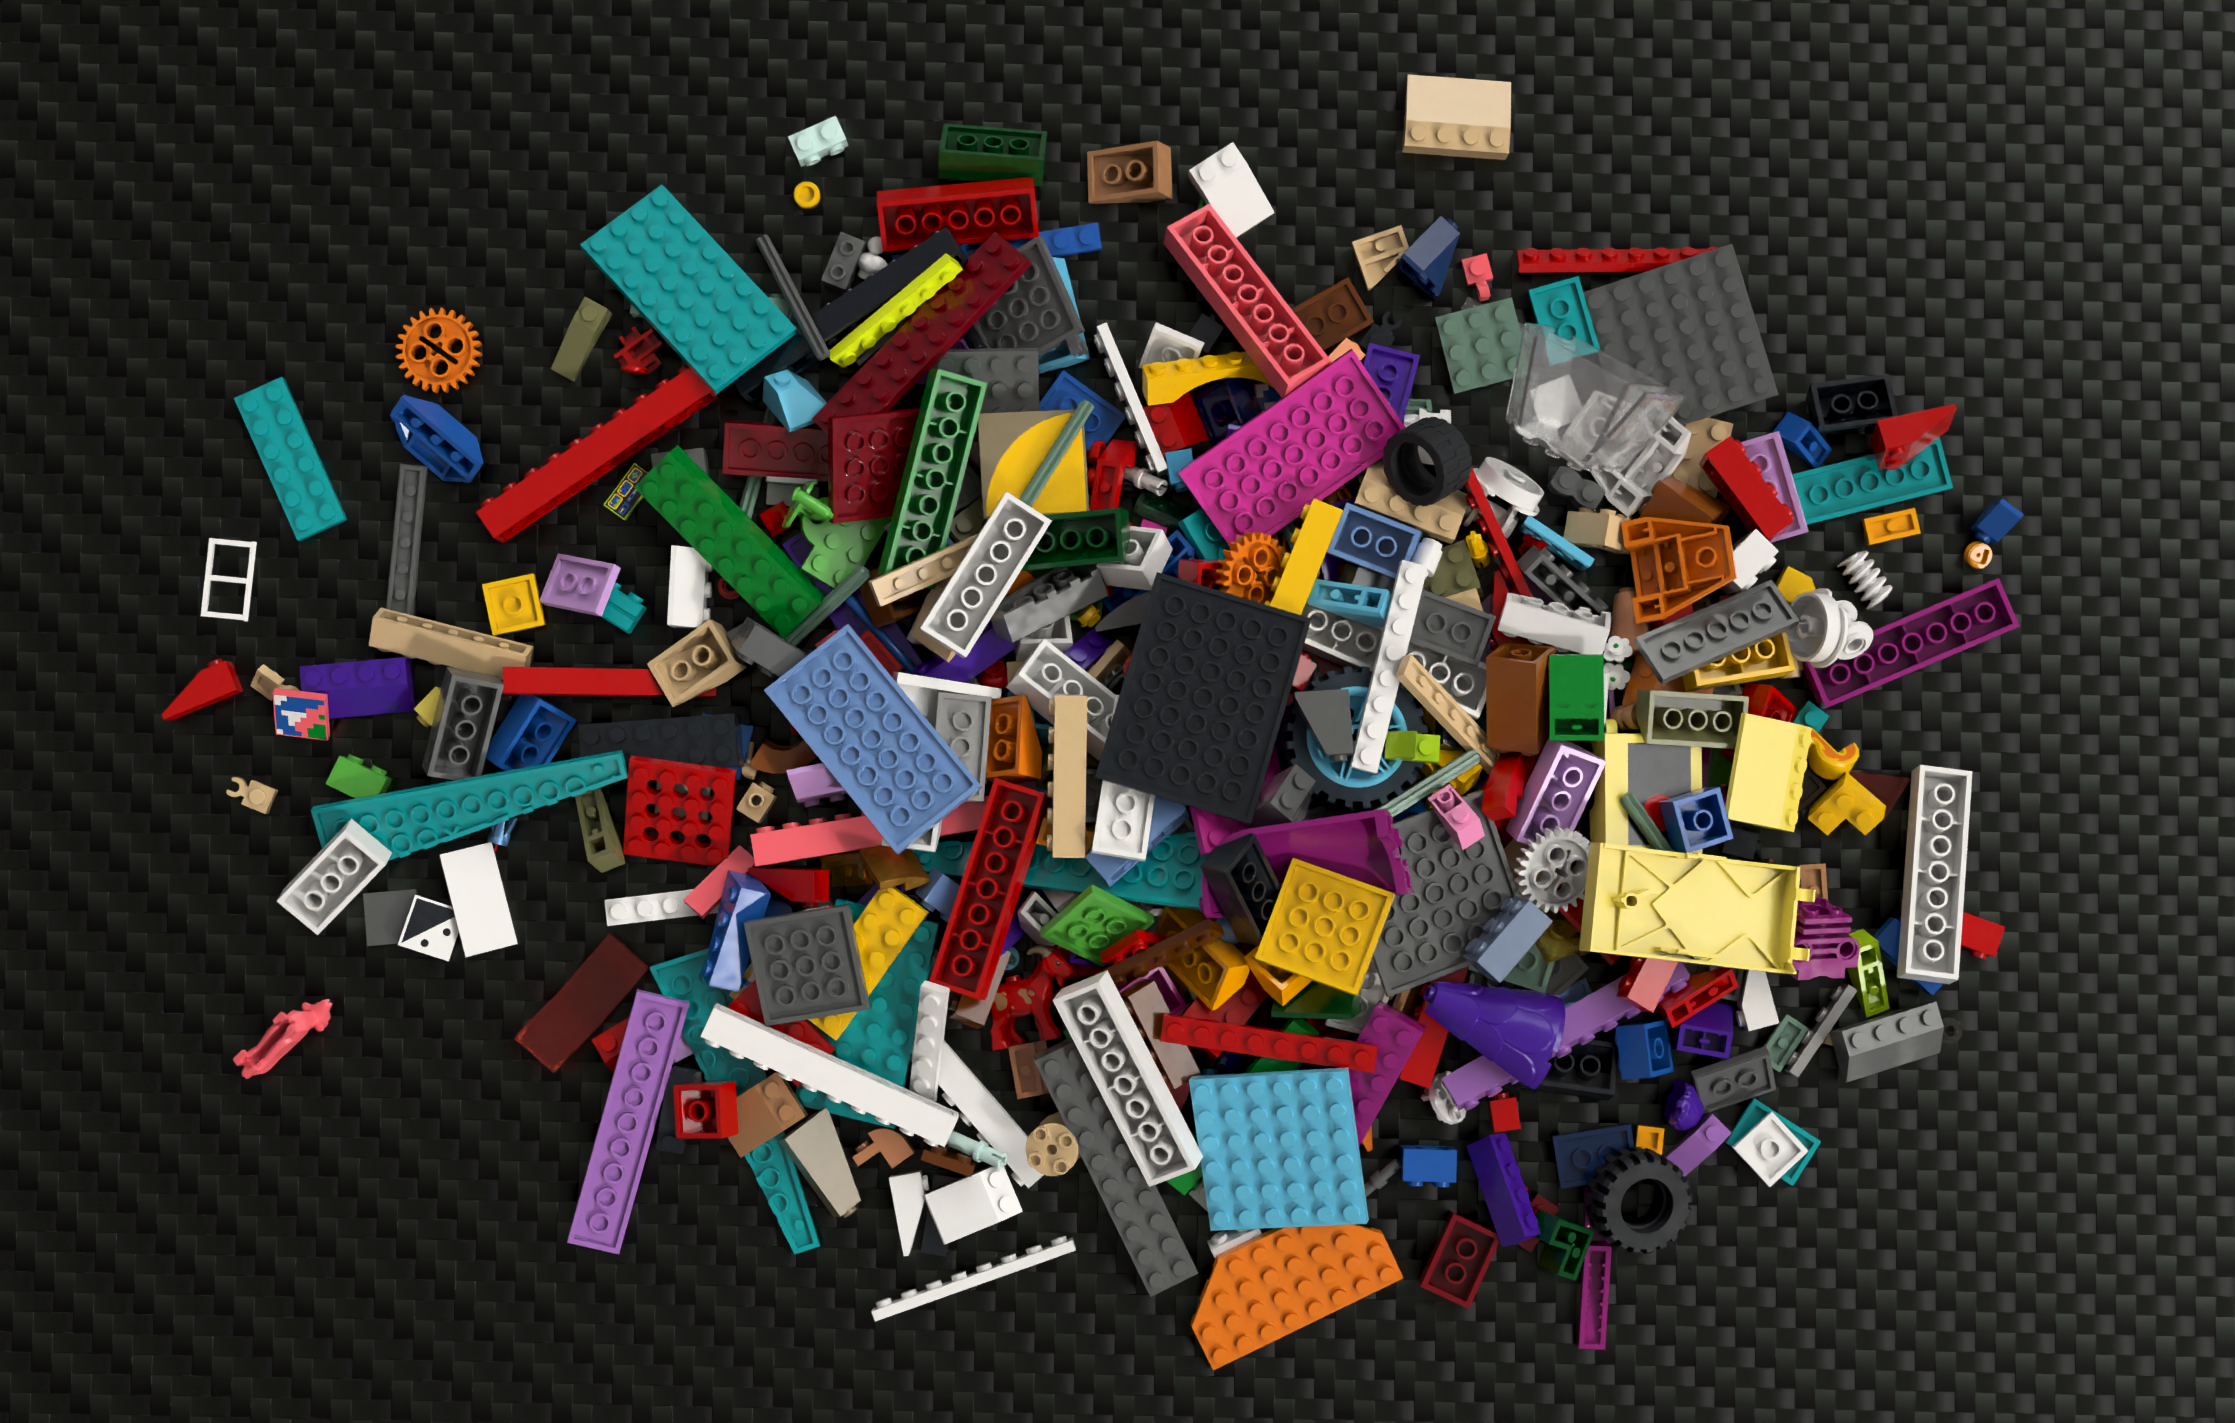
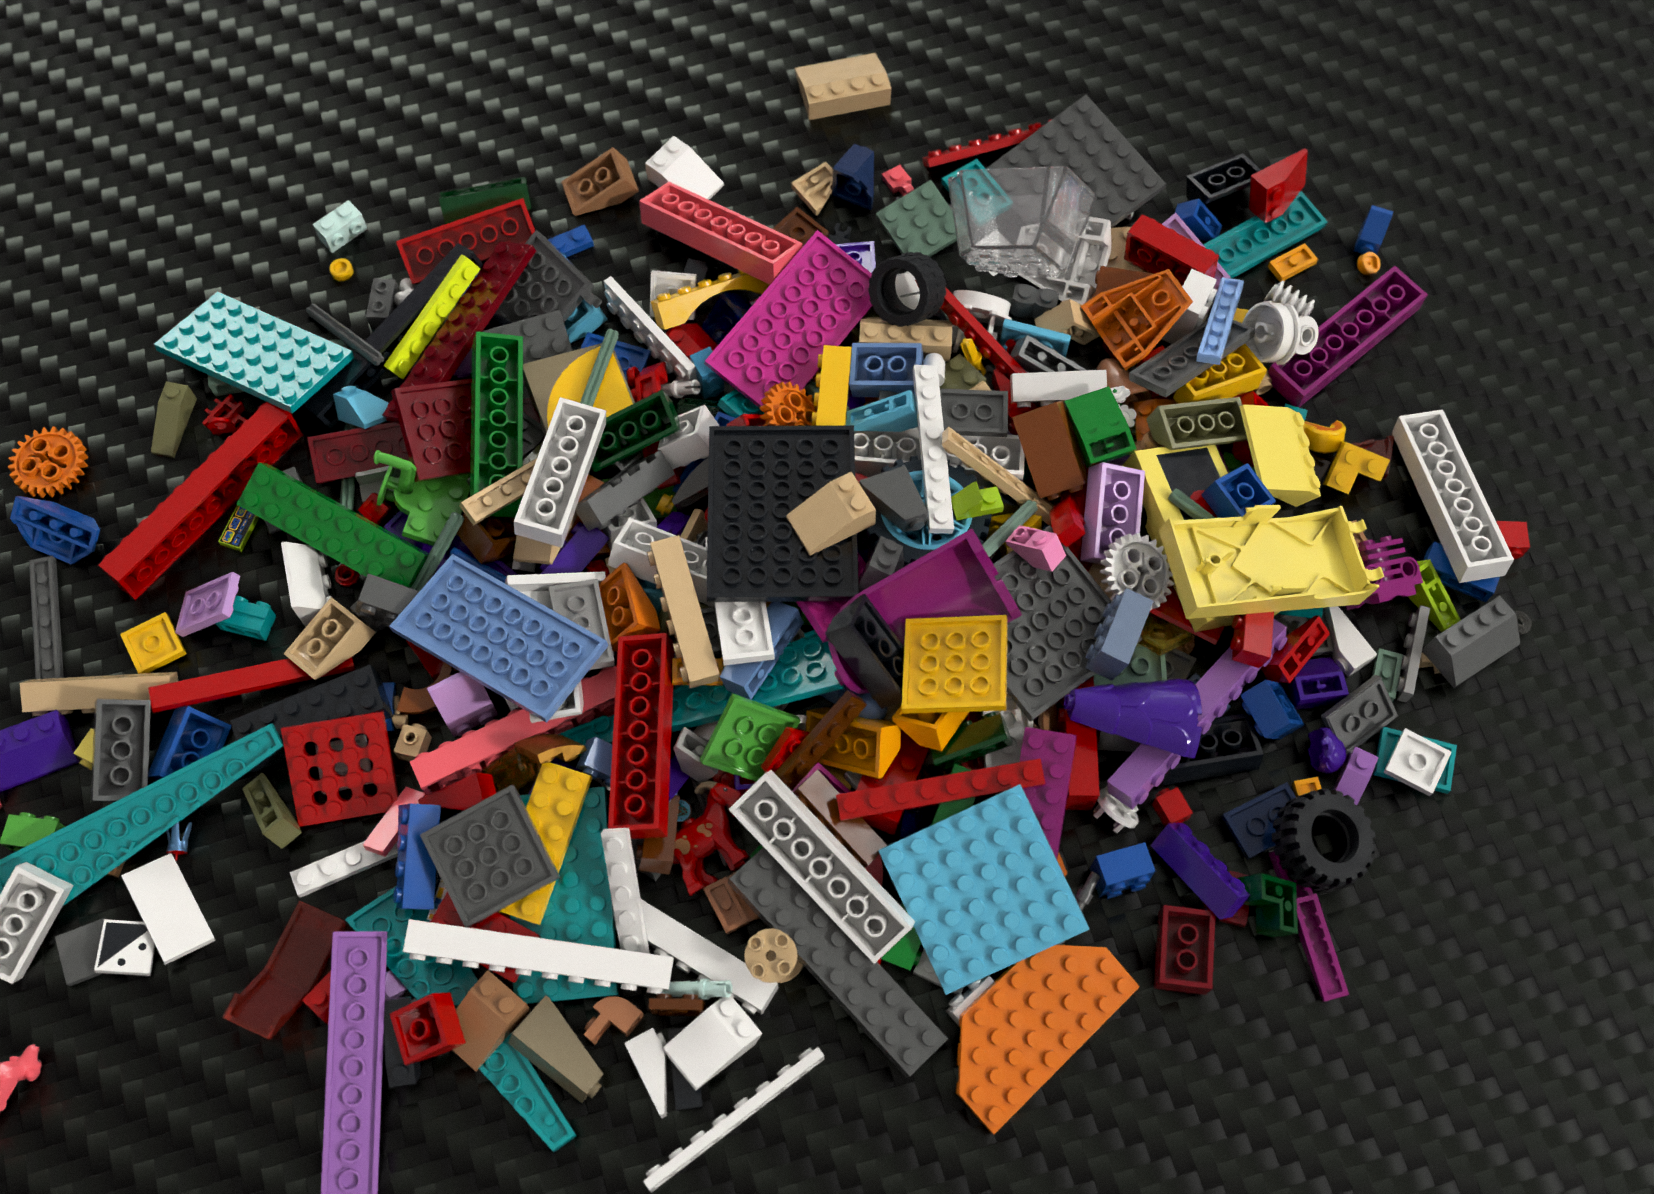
camera: 15 degrees left, 20 degrees down
(1251, 725) = (832, 514): none -> tan slope
(1765, 597) = (1220, 321): none -> light blue tile

